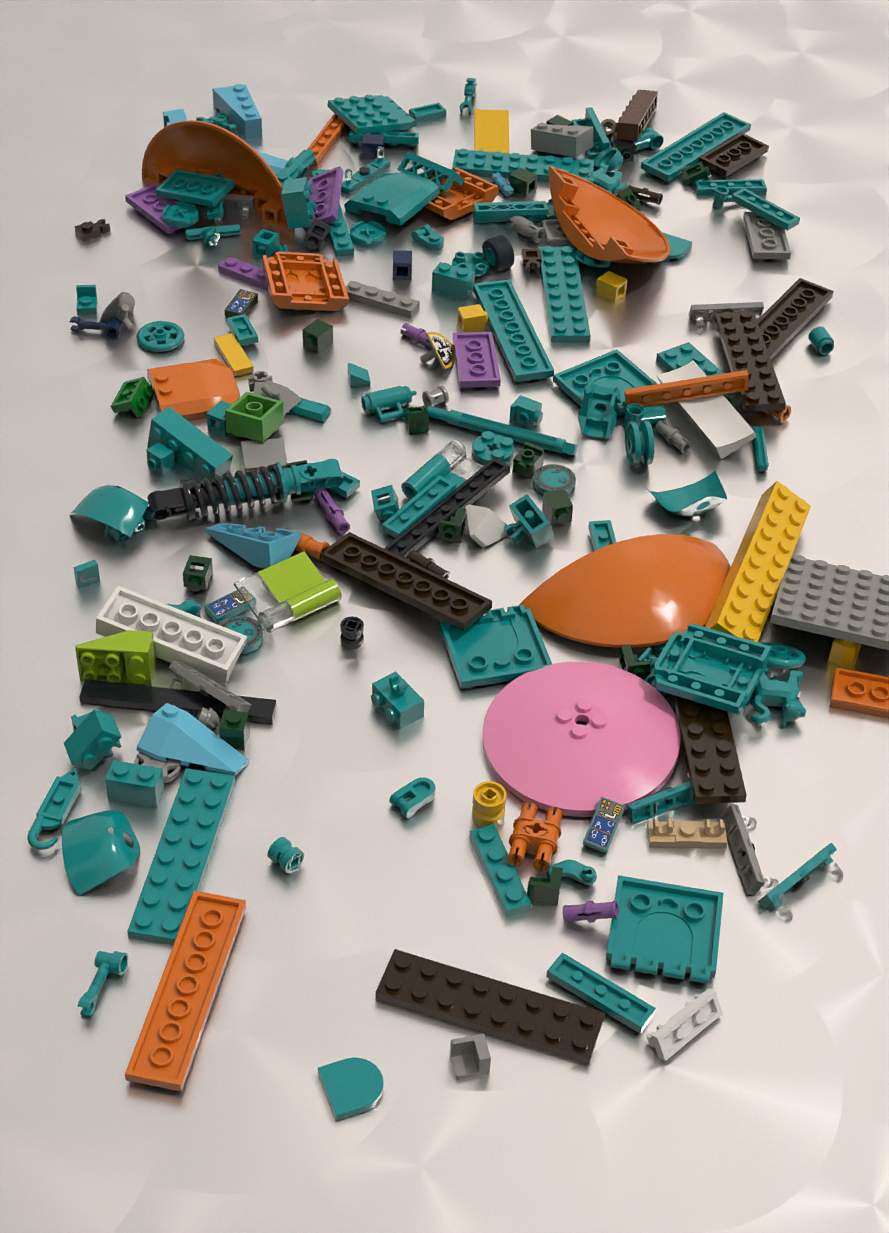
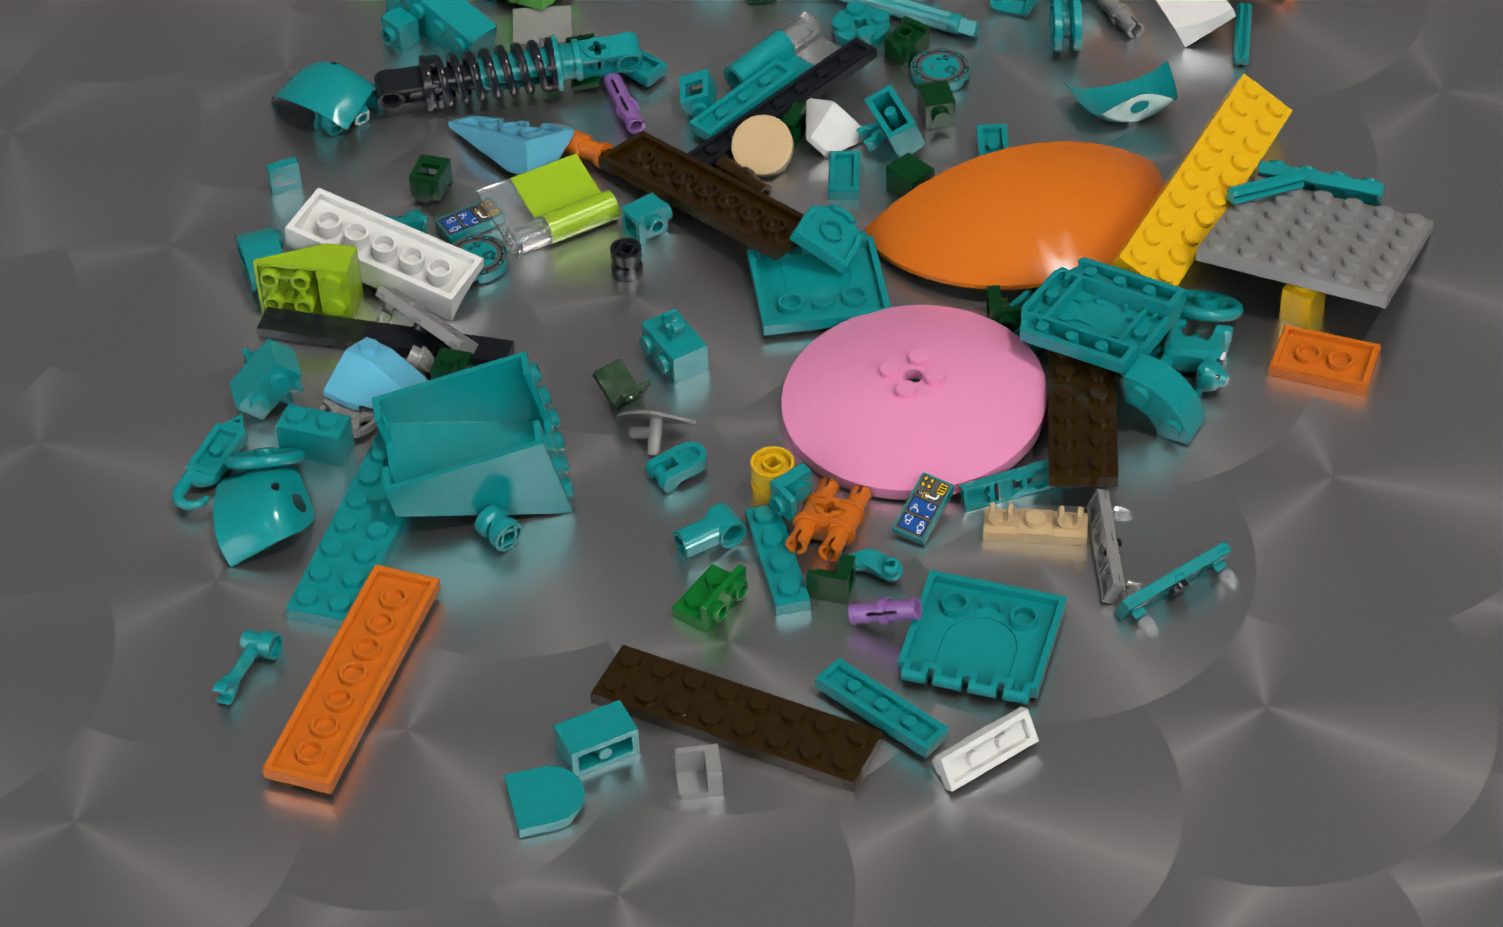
camera: 10 degrees right, 0 degrees up
(74, 632) = (257, 245): none -> teal brick
(98, 805) = (264, 458): none -> teal plate
(260, 788) = (475, 443): none -> teal windscreen
(360, 732) = (619, 384): none -> dark green bracket
(361, 599) = (645, 217): none -> teal brick
(386, 1032) = (596, 738): none -> teal brick
(391, 770) = (654, 430): none -> light grey shield
(439, 541) = (763, 145): none -> tan tile
(452, 847) = (718, 527): none -> teal piece
(455, 905) = (711, 597): none -> green bracket
(499, 561) = (844, 175): none -> teal tile
(500, 610) = (829, 235): none -> teal tile
(504, 816) = (789, 489): none -> teal bracket
(547, 562) = (906, 174): none -> dark green brick
(765, 730) = (1164, 398): none -> teal brick
(805, 565) = (1265, 188): none -> teal axle
(849, 558) = (1337, 183): none -> teal plate

